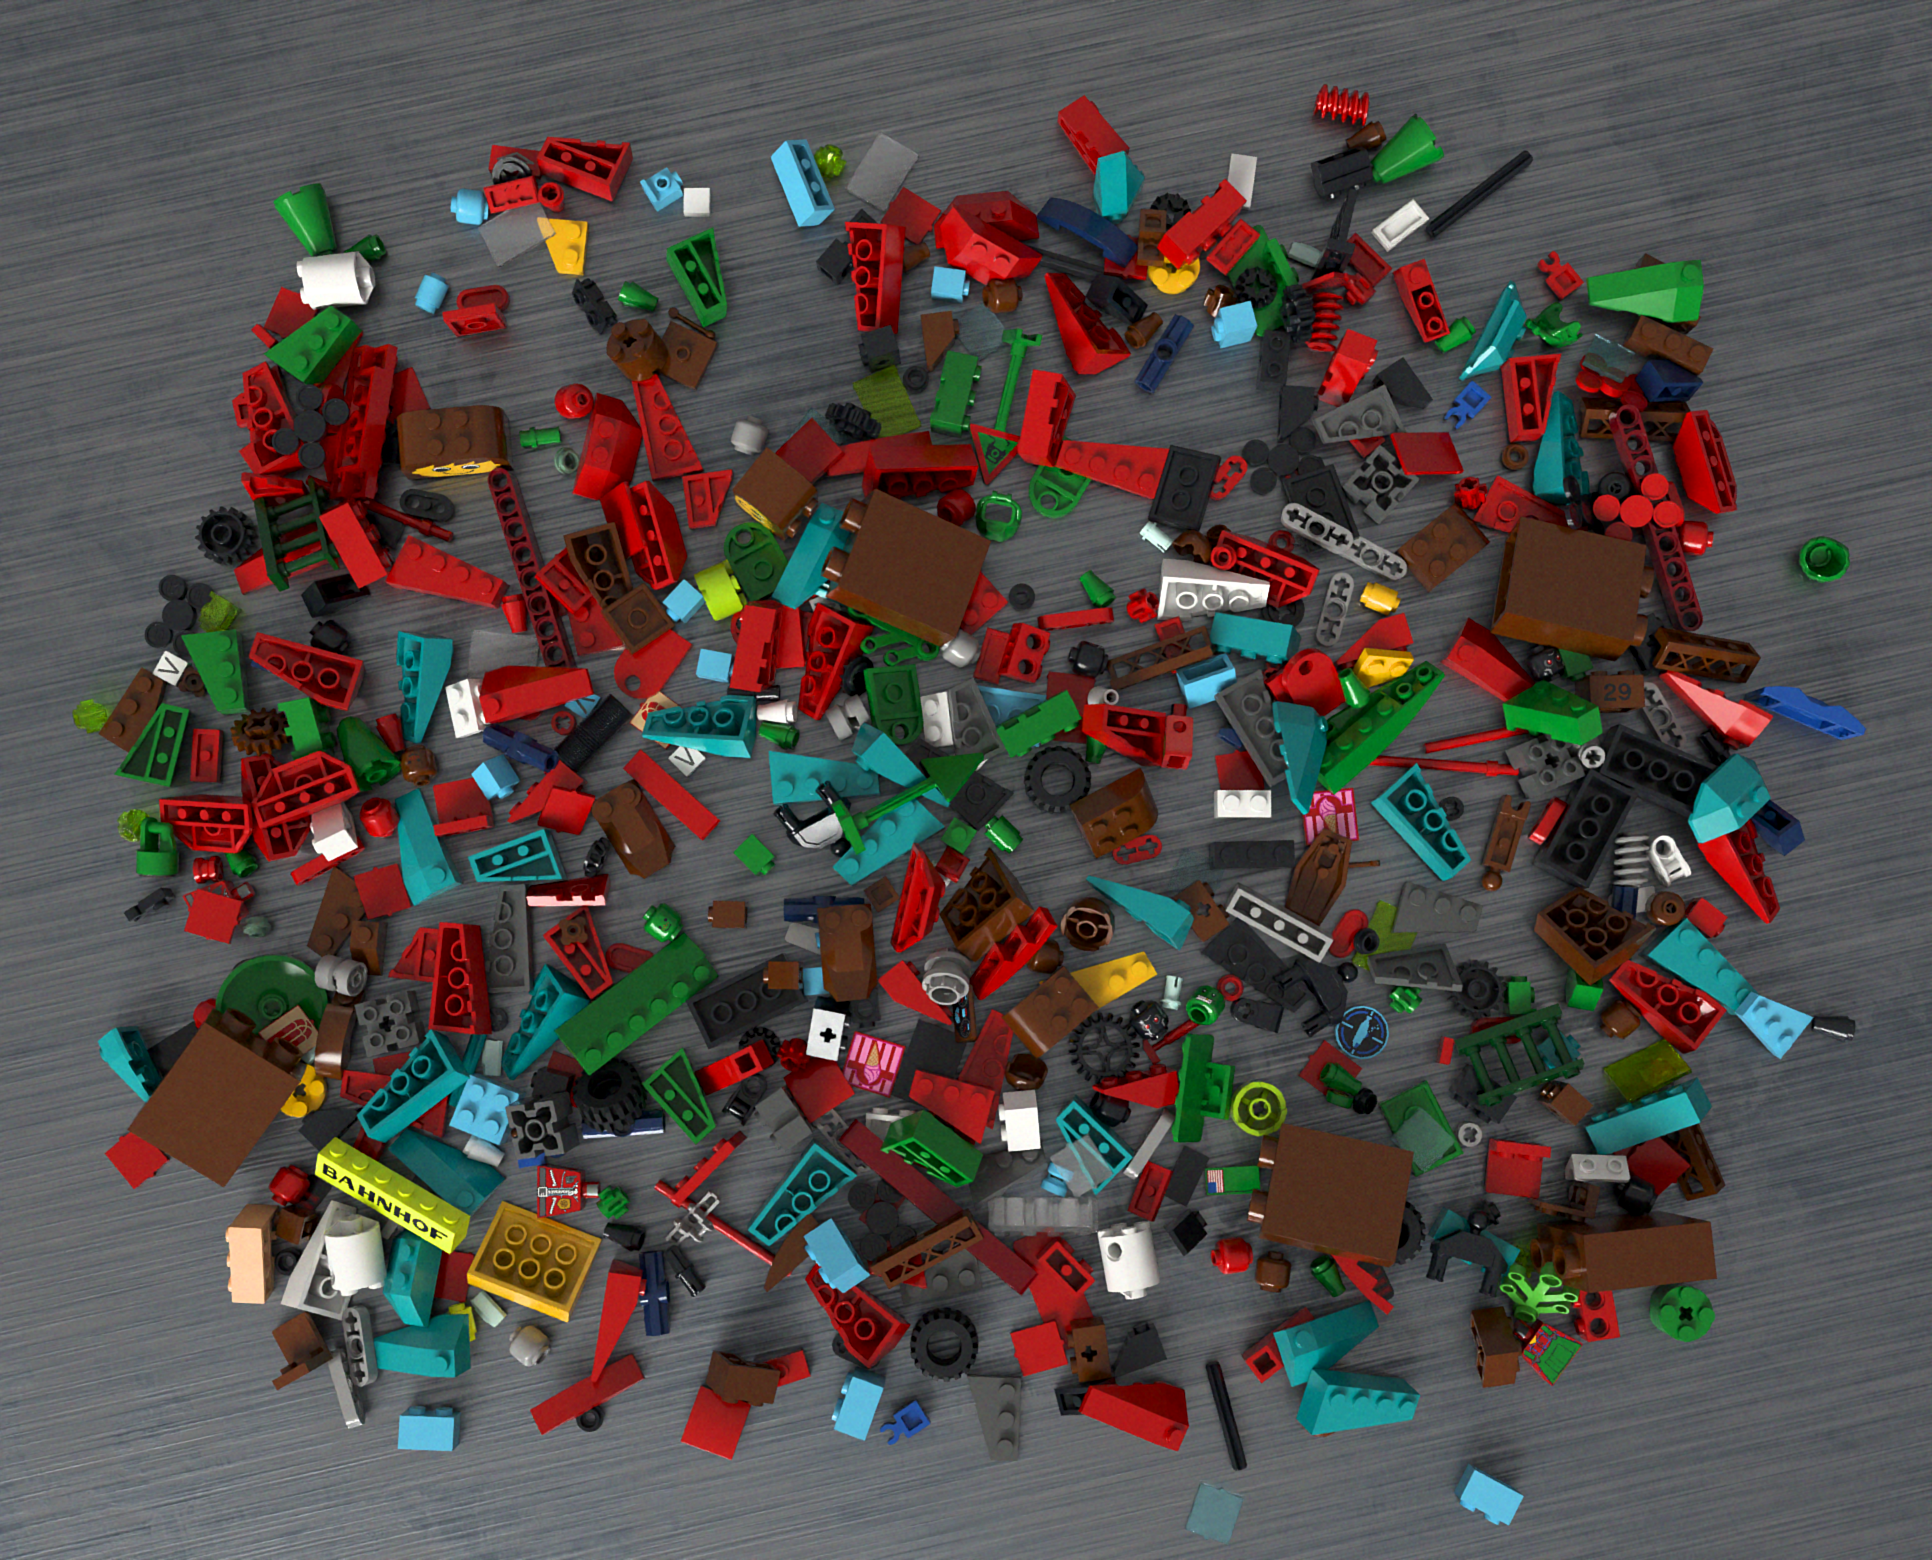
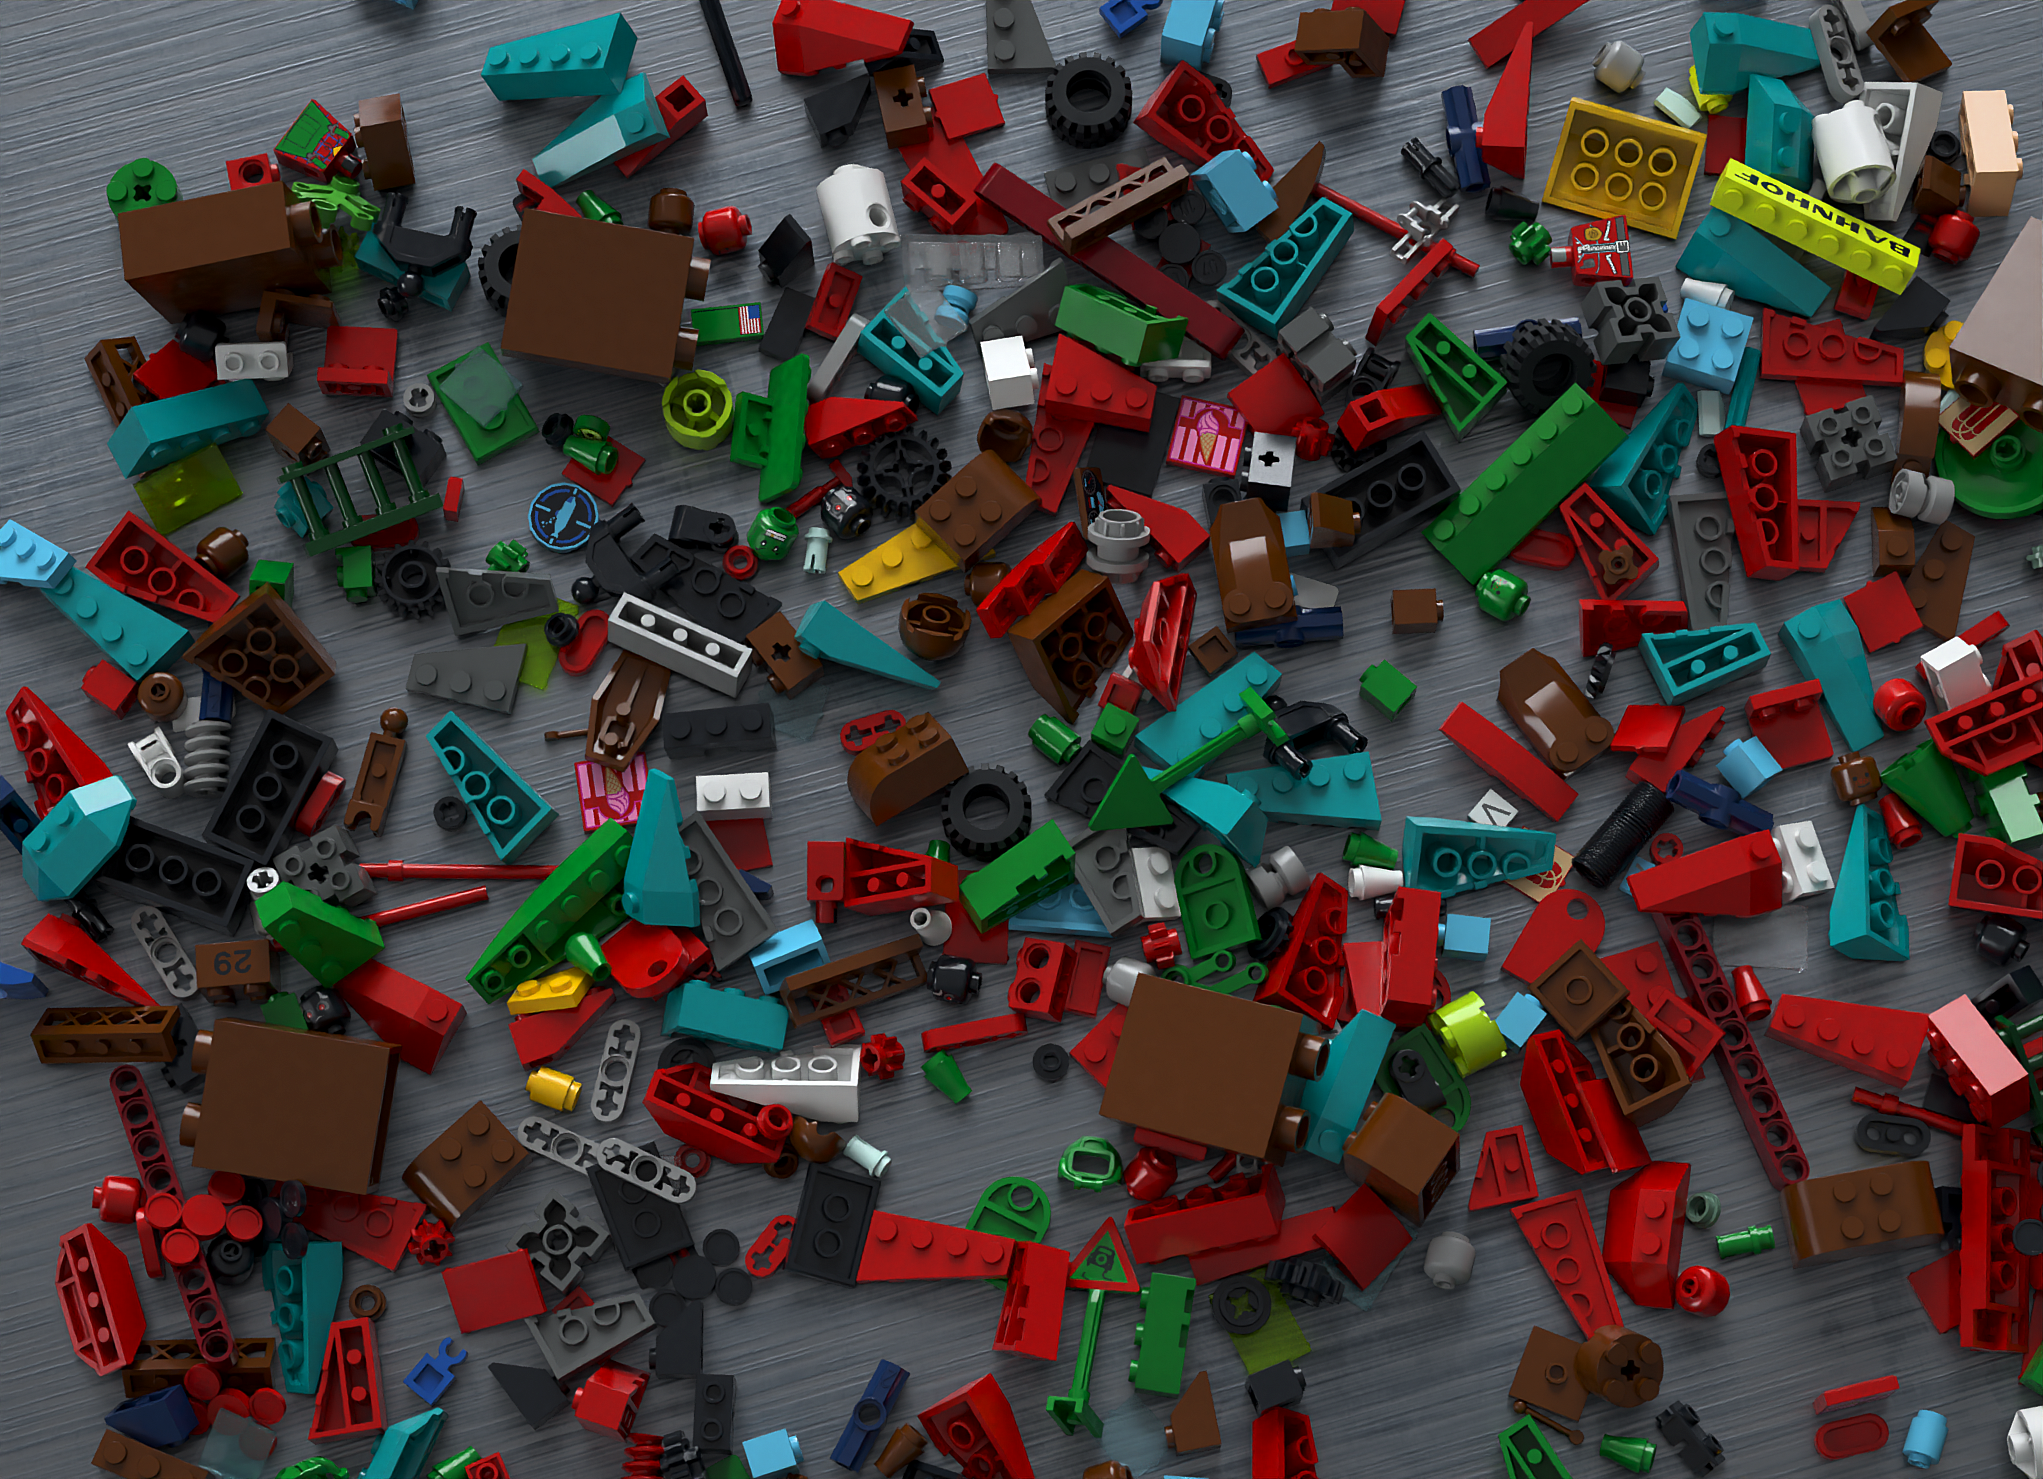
camera: 175 degrees right, 10 degrees down
(420, 1084) = (1796, 364): teal wedge -> none
(762, 555) = (1418, 1087): none -> black piece
(894, 403) = (1235, 1288): none -> black gear
(915, 371) = (1227, 1350): black plate -> none
(936, 673) = (1161, 945): none -> red gear

